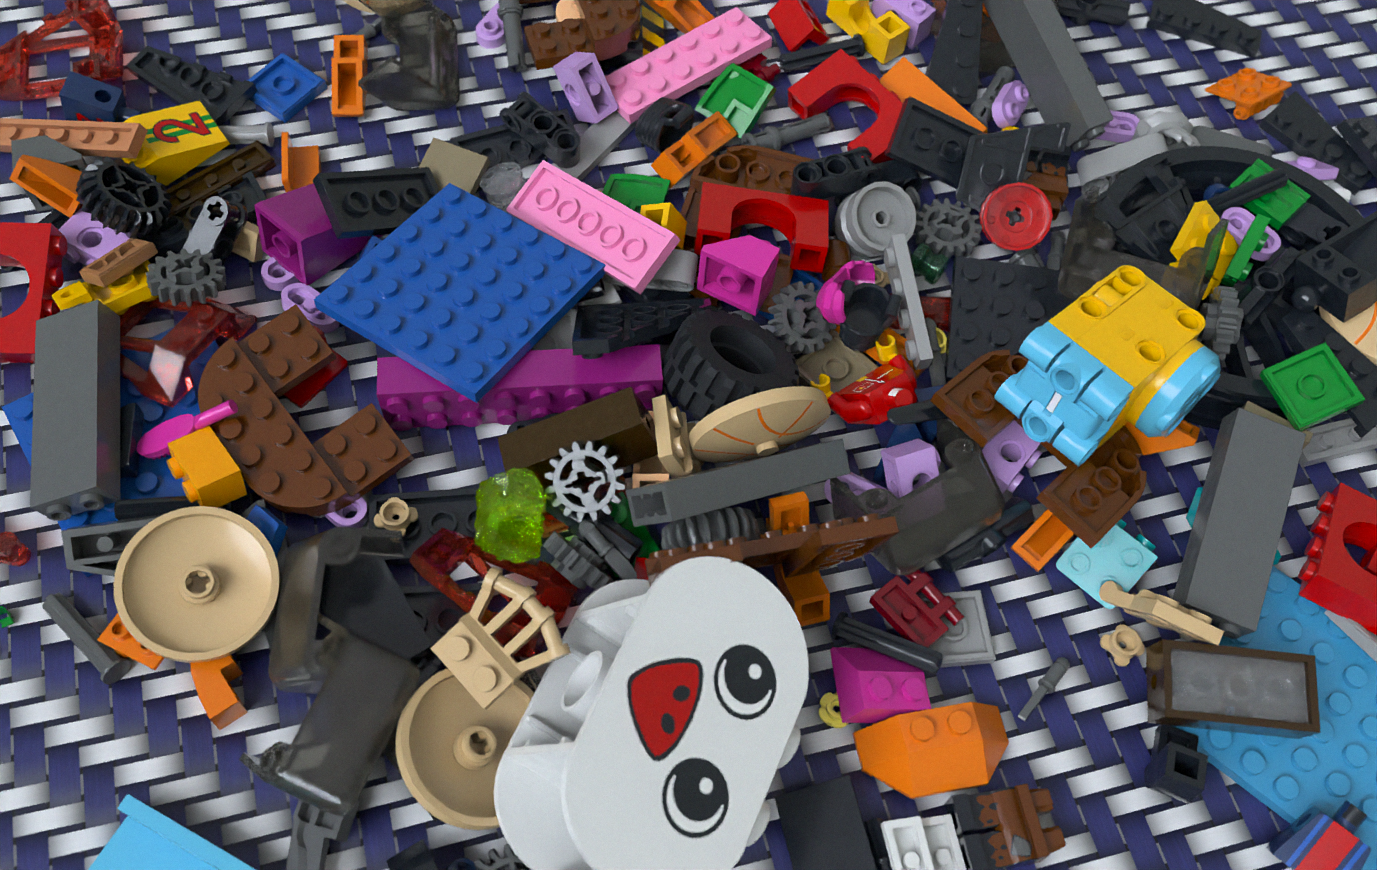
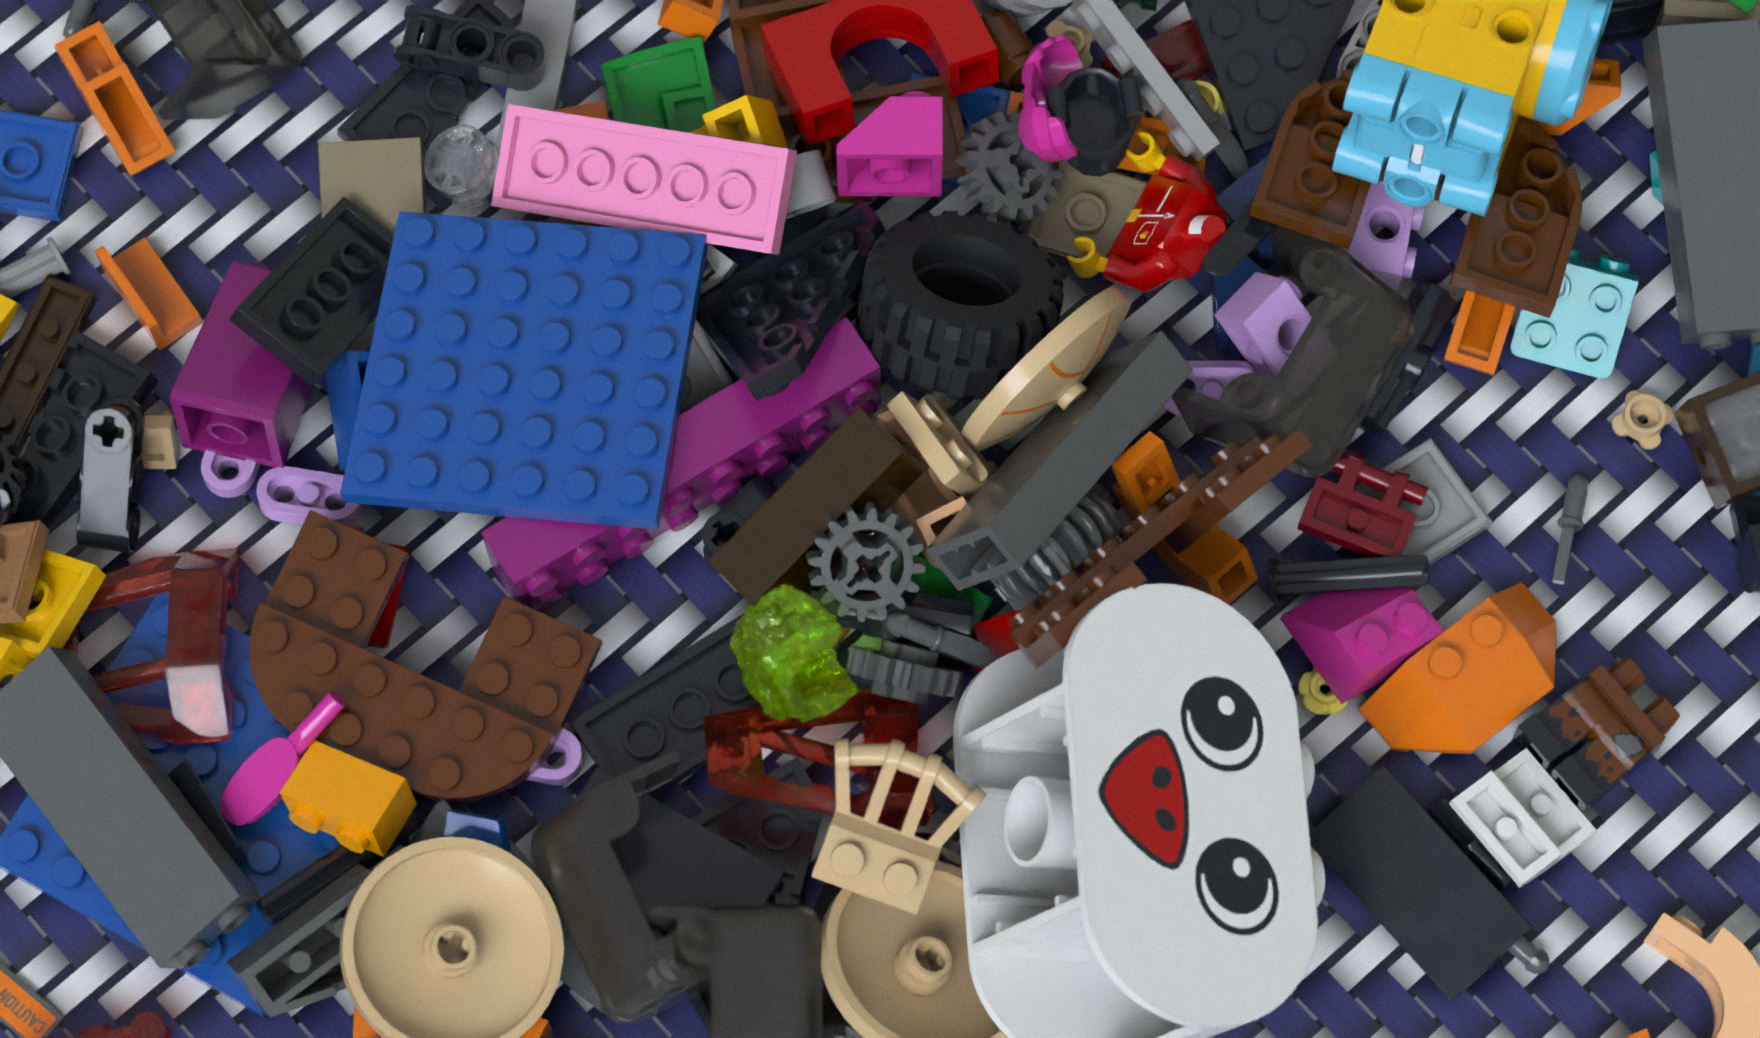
camera: 20 degrees left, 10 degrees up
(186, 277) = (137, 547): dark grey gear -> none
(393, 507) = (621, 719): tan plate -> none
(1162, 613) = (1671, 359): tan plate -> none

